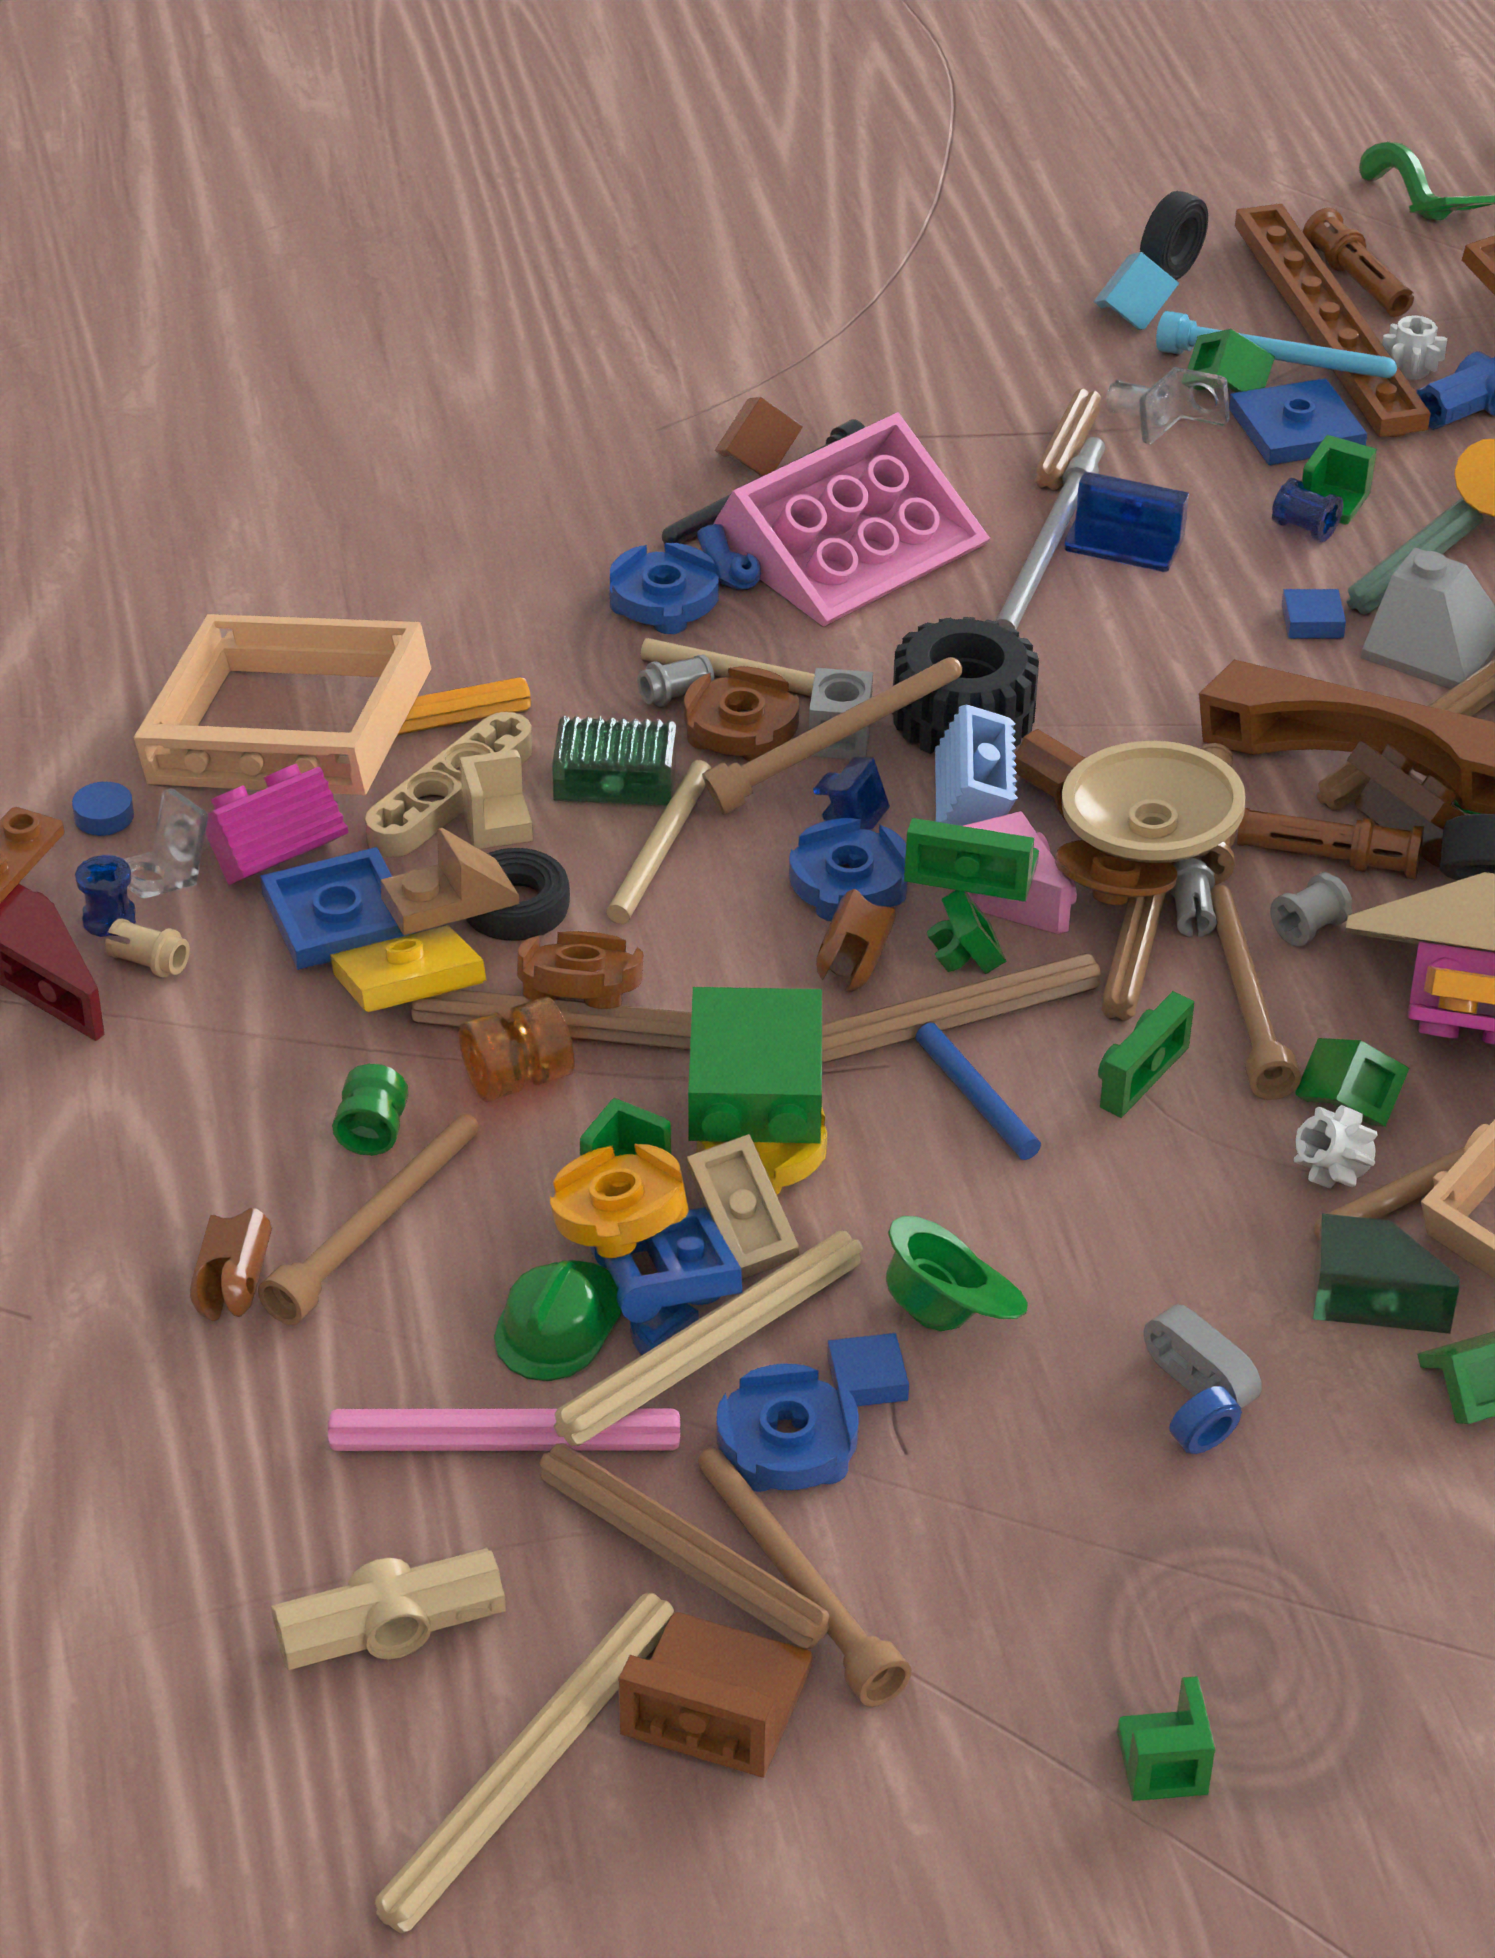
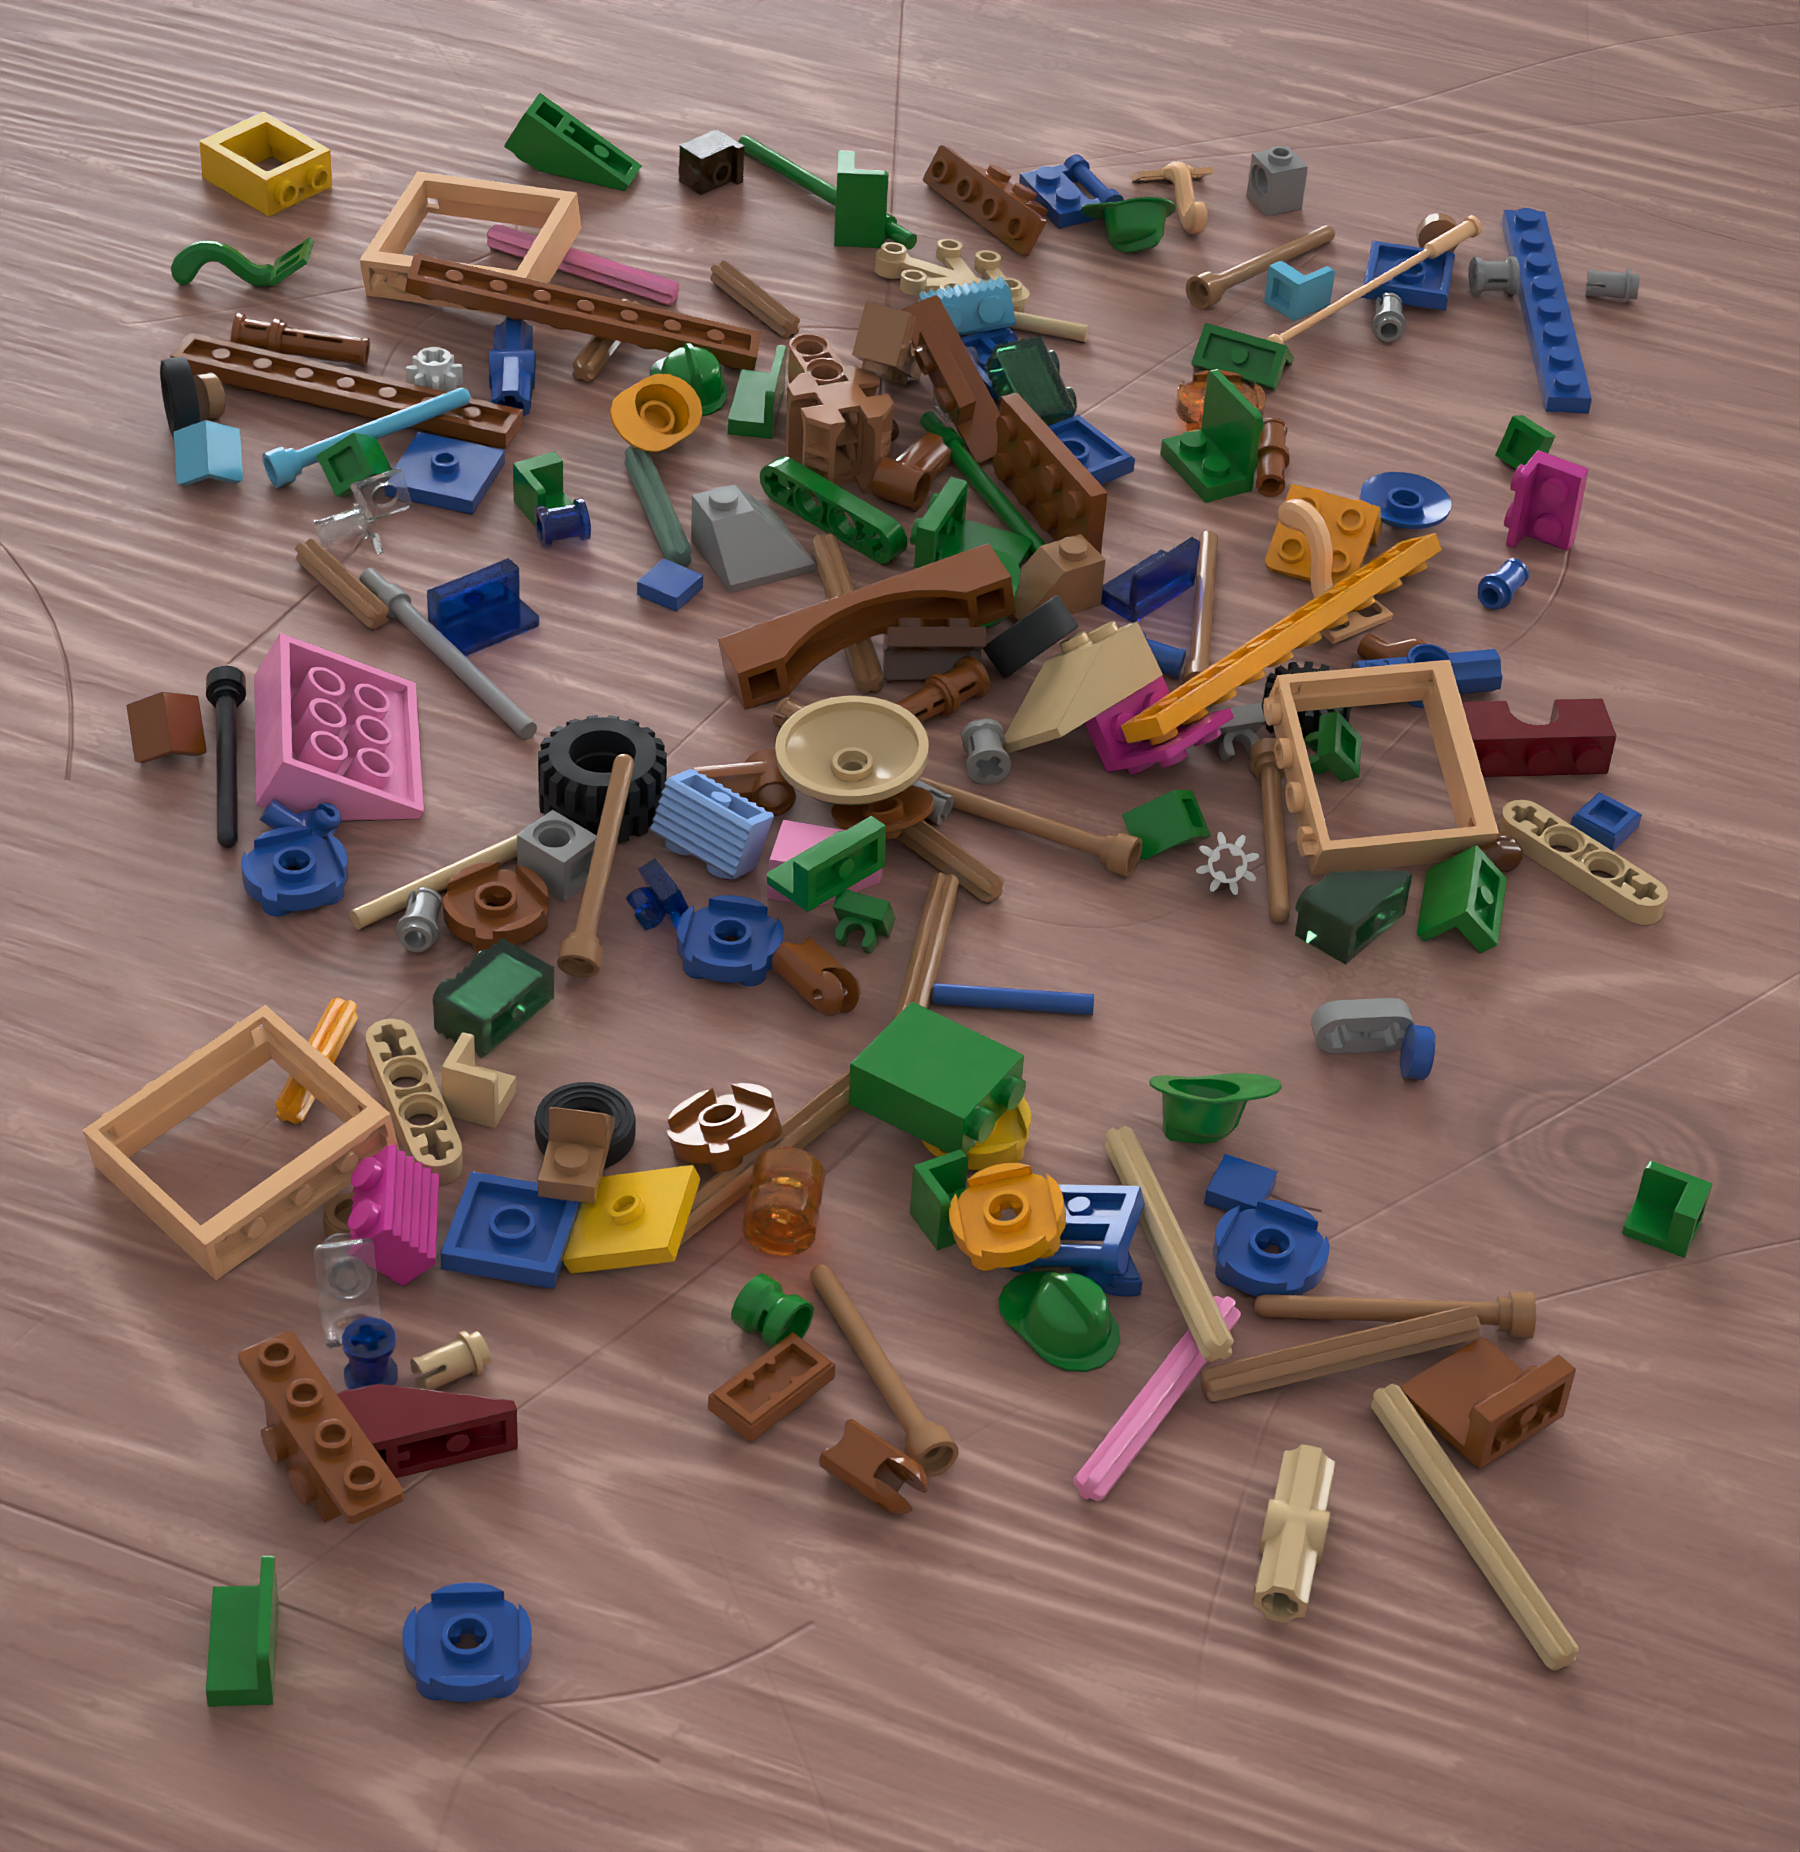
camera: 60 degrees left, 0 degrees up
(103, 808) = (234, 1317): blue tile -> none
(283, 1153) = (771, 1387): none -> dark orange plate
(658, 844) = (606, 1032): tan bar -> none
(743, 1205) = (1052, 1154): tan plate -> none
(1145, 1054) = (1062, 899): green plate -> none
(1215, 254) = (210, 396): none -> medium nougat tile

